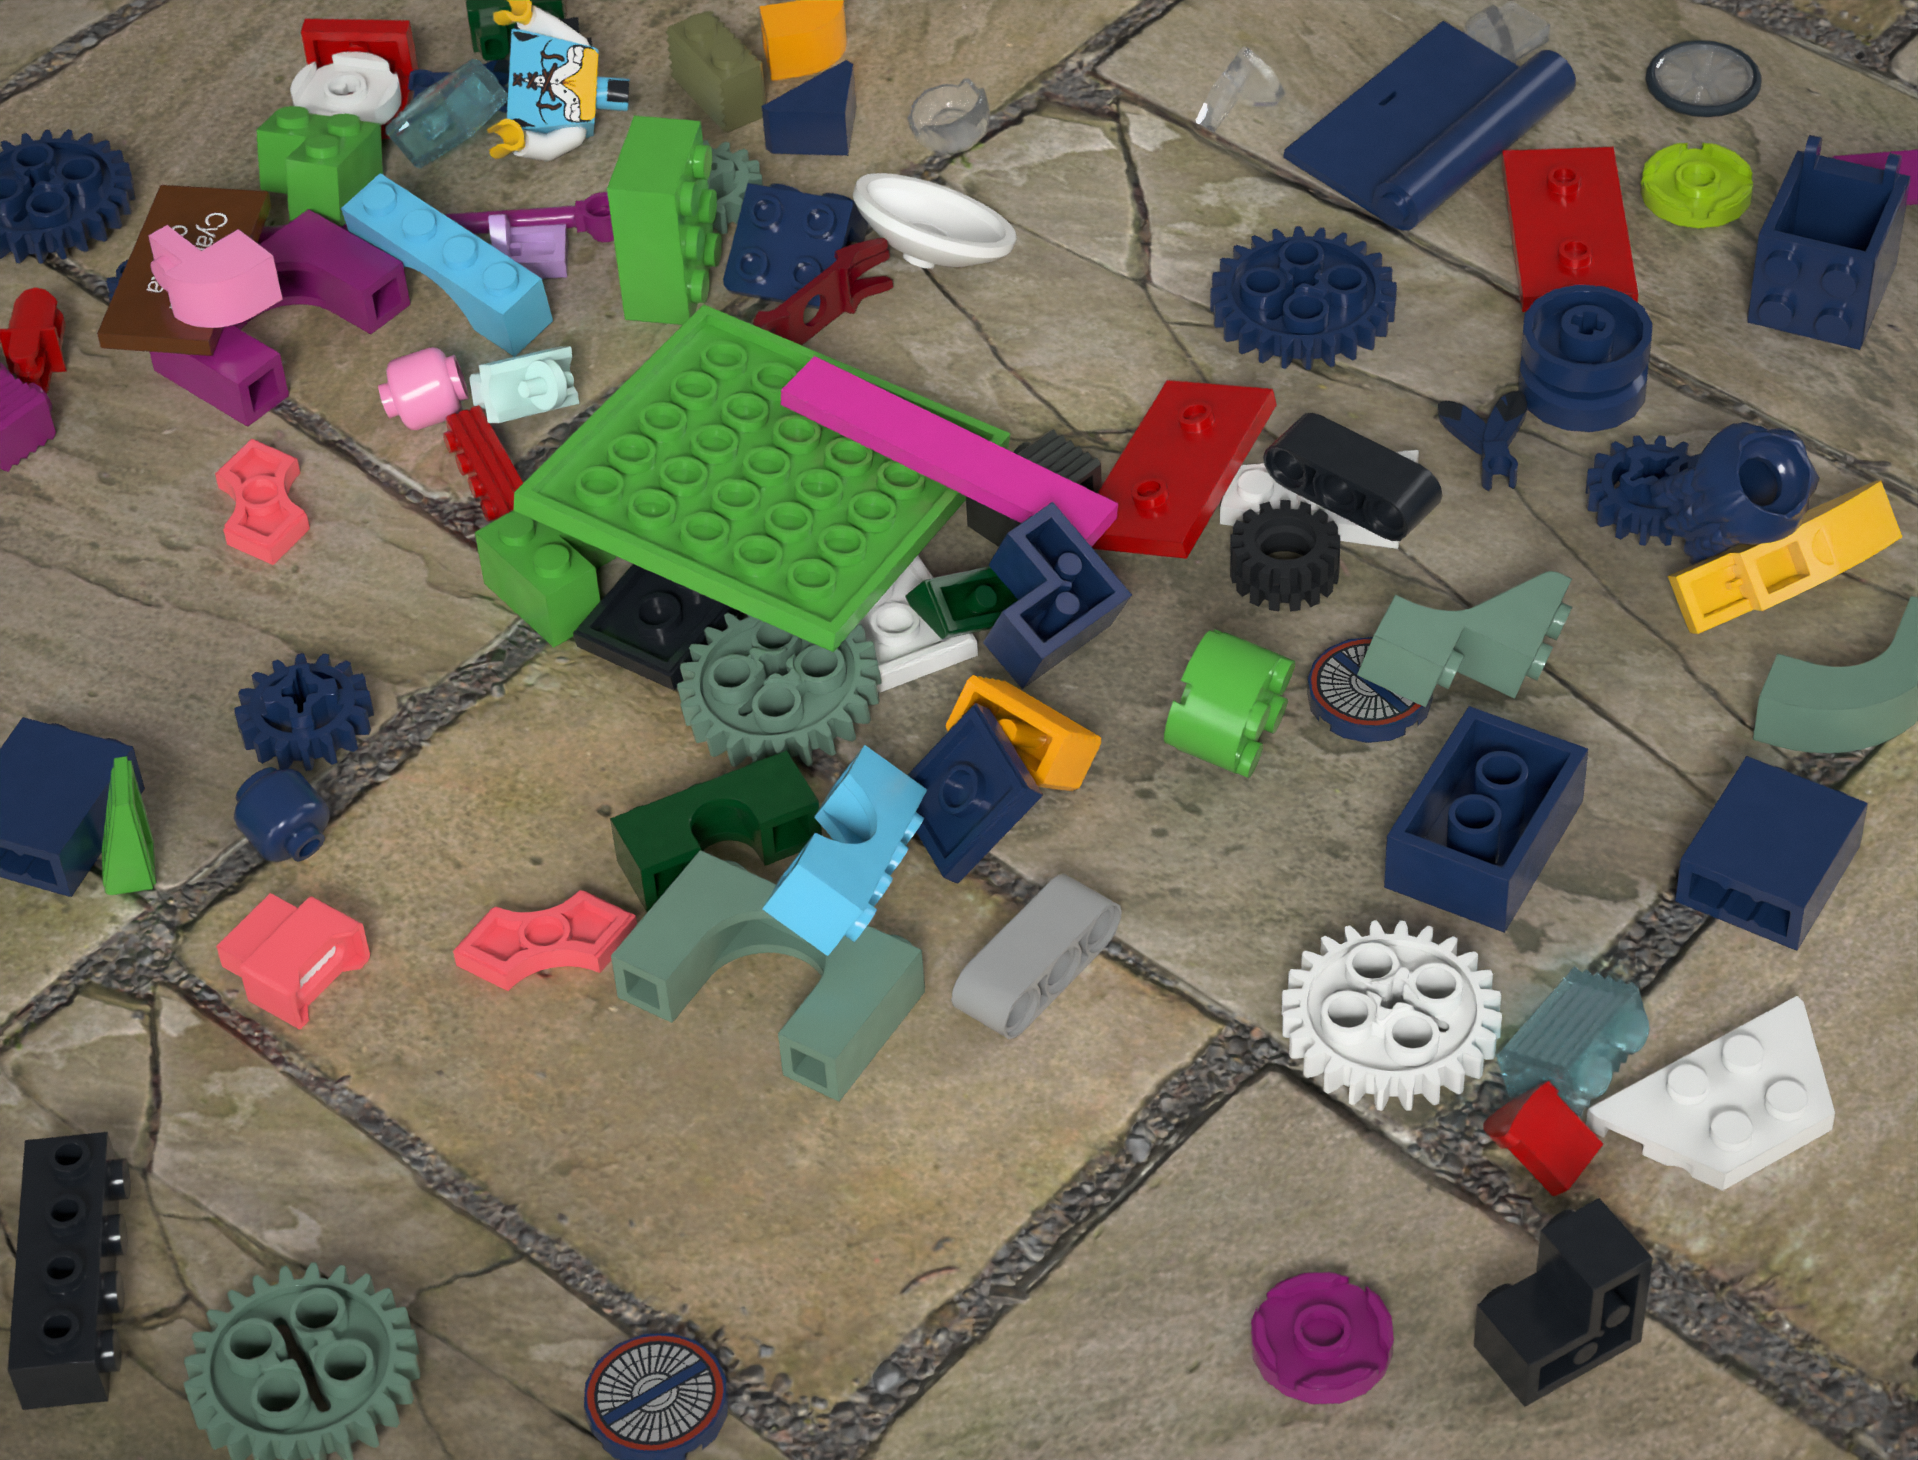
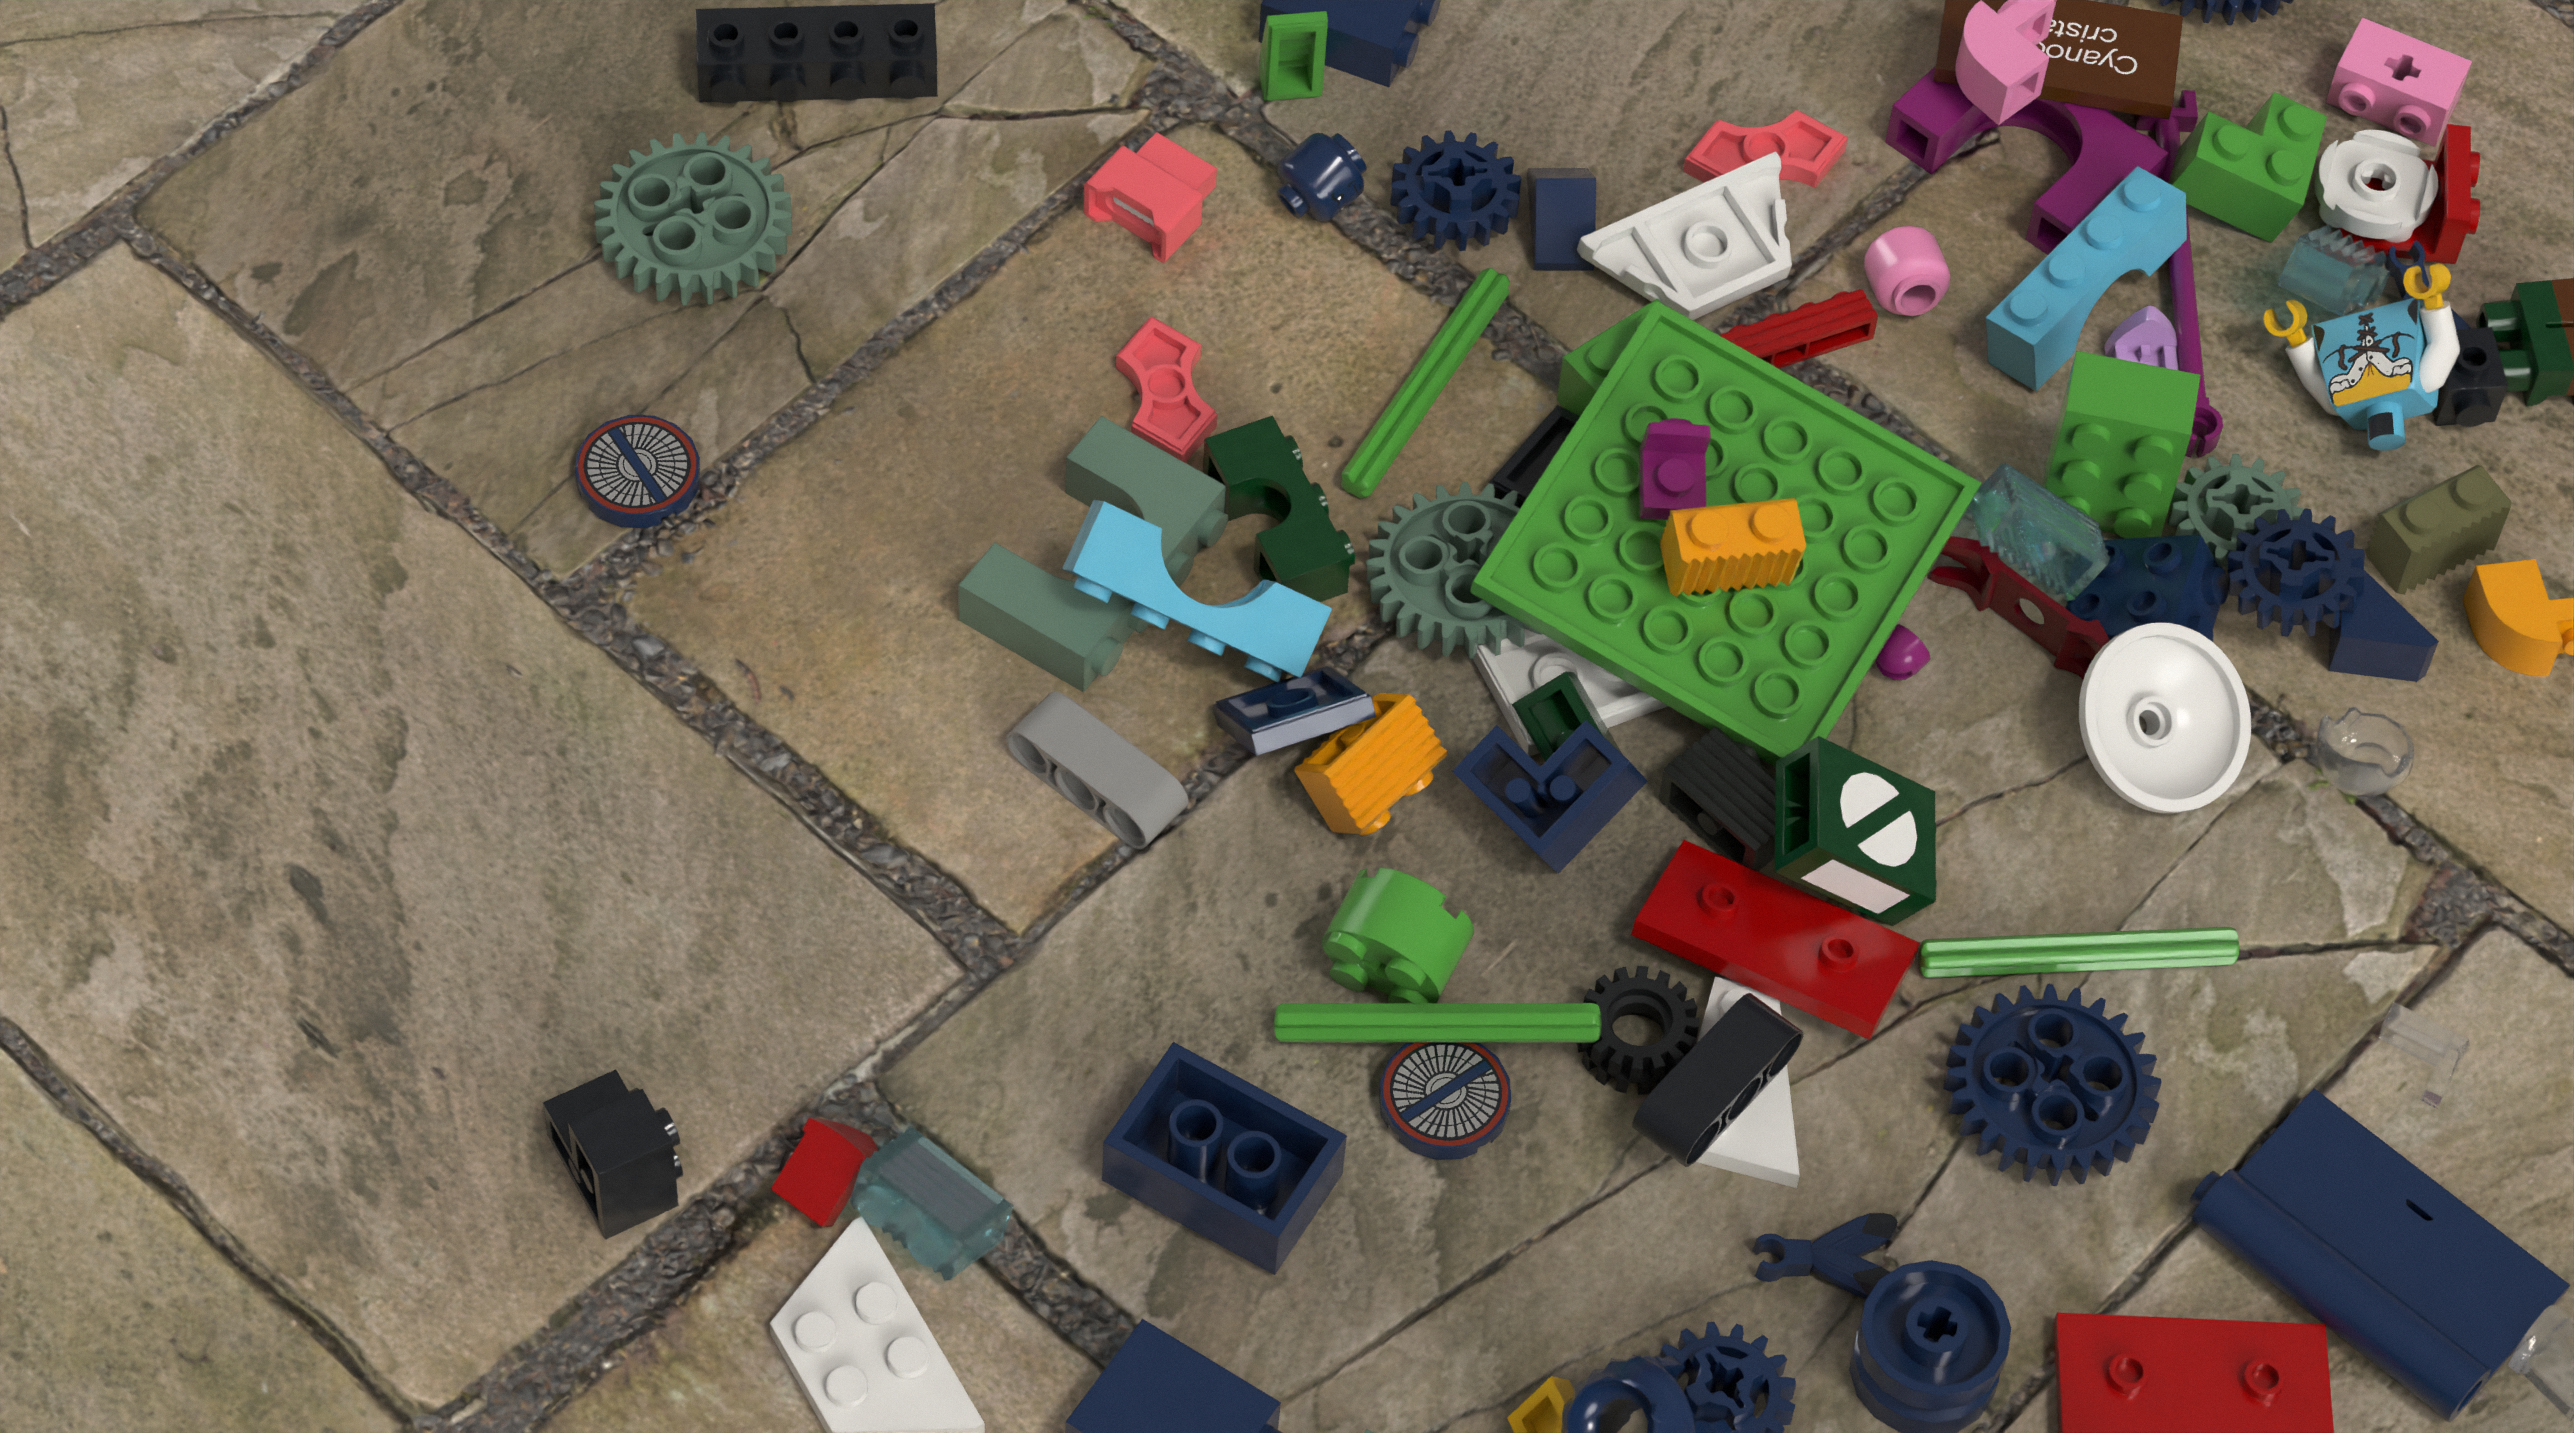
camera: 85 degrees right, 10 degrees up
(220, 90) = (2398, 82): none -> bright pink brick
(333, 625) = (1560, 214): none -> dark blue slope
(382, 529) = (1702, 243): none -> white wing
(525, 385) = (1899, 352): light aqua hips -> none
(542, 734) = (1425, 383): none -> bright green axle
(716, 484) = (1672, 467): none -> magenta bracket
(744, 282) = (2038, 532): none -> clear light blue brick
(783, 132) = (2296, 572): none -> dark blue gear
(804, 438) = (1732, 546): none -> light orange brick
(941, 449) = (1745, 698): dark pink tile -> none
(1078, 394) = (1855, 831): none -> dark green brick
(1160, 288) = (2078, 952): none -> bright green axle
(1309, 681) = (1437, 1022): none -> bright green axle
(1322, 1338) = (636, 975): magenta tile -> none
(1391, 1015) = (1047, 1080): white gear -> none
(1488, 643) = (1481, 1206): sand green arch -> none

